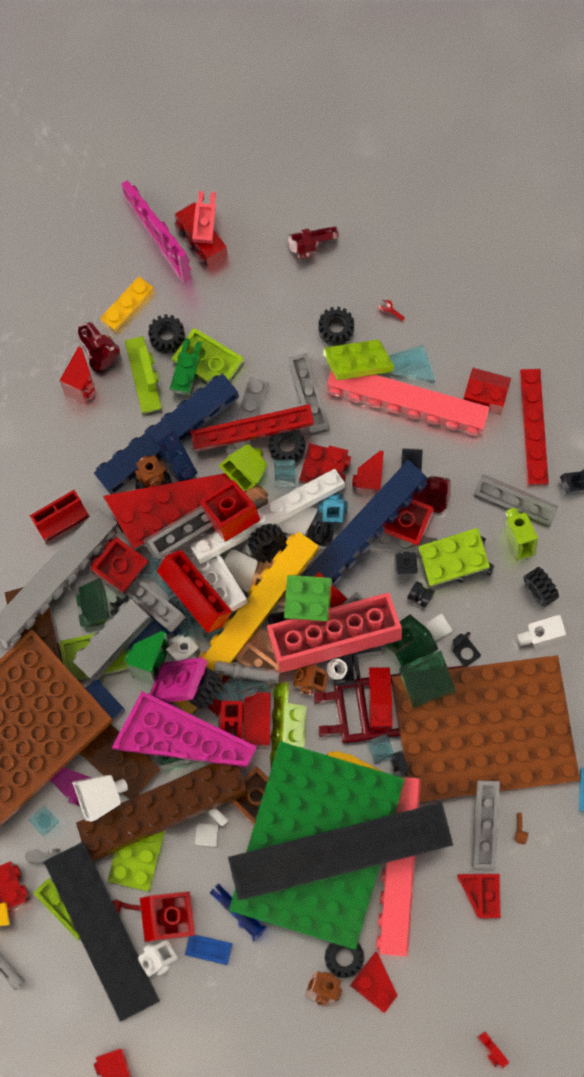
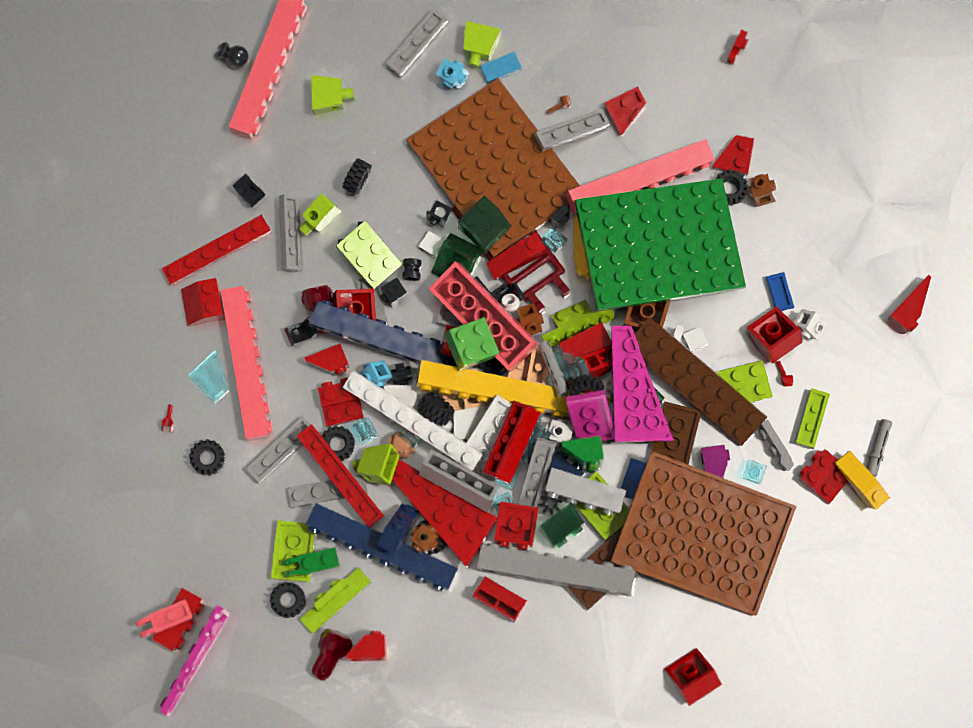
camera: 120 degrees left, 5 degrees up
(98, 795) = (713, 434): white torso -> none
(101, 931) = (813, 378): black plate -> none
(127, 304) = (276, 651): yellow plate -> none
(230, 510) = (429, 447): red slope -> none
(250, 924) = (737, 295): clear blue pin -> none
(307, 241) = (139, 521): dark red piece -> none
(340, 851) = (658, 219): black plate -> none
(358, 359) = (232, 419): lime plate -> none
(553, 633) = (389, 150): white torso -> none

